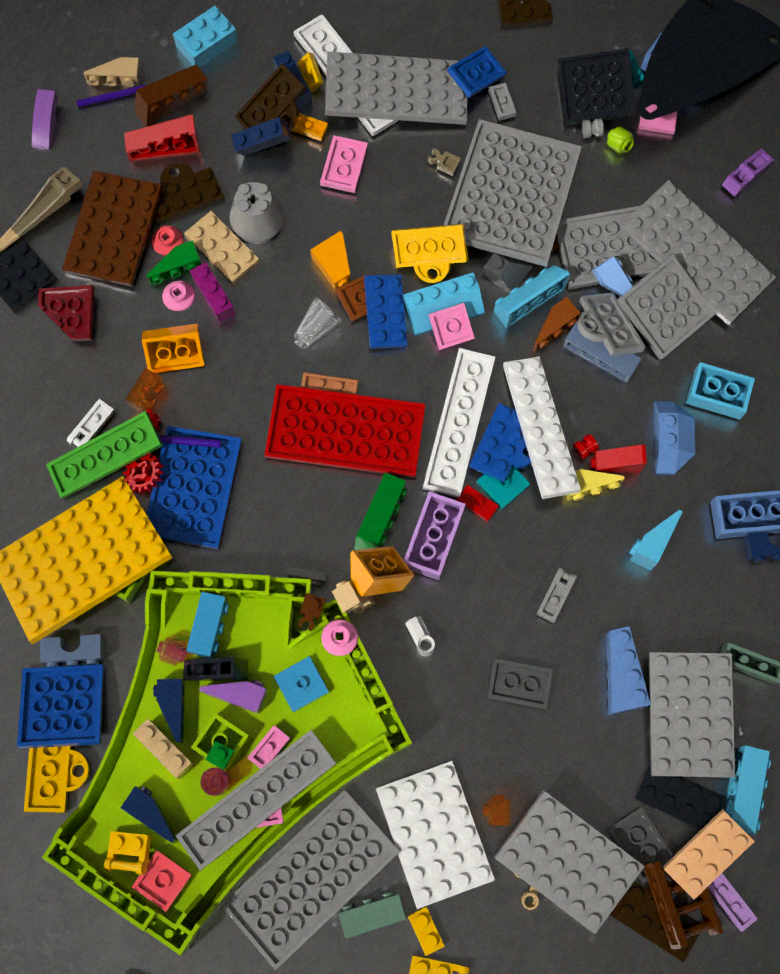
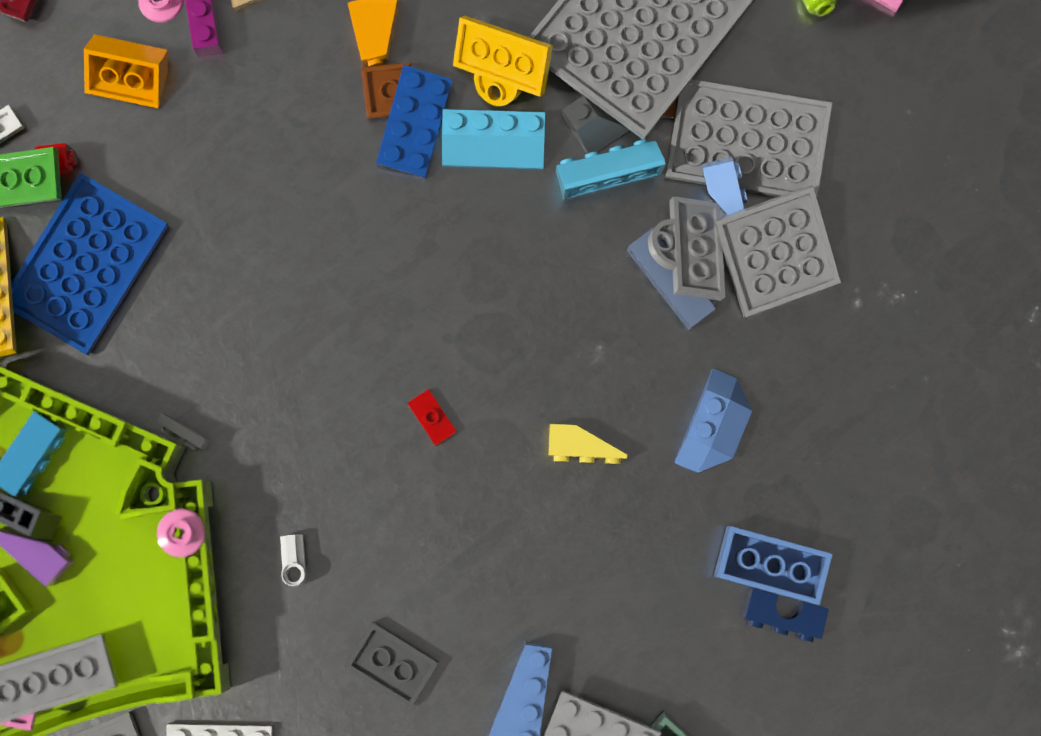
camera: 20 degrees right, 10 degrees up
(143, 473) = (29, 224): red gear -> none
(145, 391) = (69, 116): clear orange brick -> none
(190, 441) = (99, 204): dark purple bar -> none
(268, 747) = (47, 633): bright pink plate -> none
(301, 684) = (116, 570): dark azure plate -> none
(311, 608) = (159, 485): reddish brown plate -> none
(316, 324) = (318, 106): clear cone -> none
(329, 383) = (306, 193): nougat tile -> none
(345, 430) = (302, 261): red plate -> none
(350, 599) = (223, 483): tan arch -> none
(379, 571) = (264, 465): light orange slope -> none
(380, 513) = (301, 388): green wedge -> none
(434, 535) = (357, 441): lavender brick -> none
(451, 326) = (489, 173): bright pink plate -> none
(459, 423) = (450, 304): white plate -> none
(501, 445) = (495, 354): blue plate -> none
(504, 492) = (475, 403): teal plate -> none
(541, 428) = (549, 351): white plate -> none
(556, 595) = (482, 572): light grey plate -> none
(561, 317) = (633, 214): dark orange slope -> none
(584, 447) = (597, 396): red wheel -> none
(620, 460) = (629, 431): red slope -> none
(652, 545) = (626, 556): medium azure slope -> none
(709, 255) = (859, 189): light grey plate -> none
(720, 390) = (800, 388): medium azure brick -> none
(747, 172) = (970, 103): medium lavender slope -> none

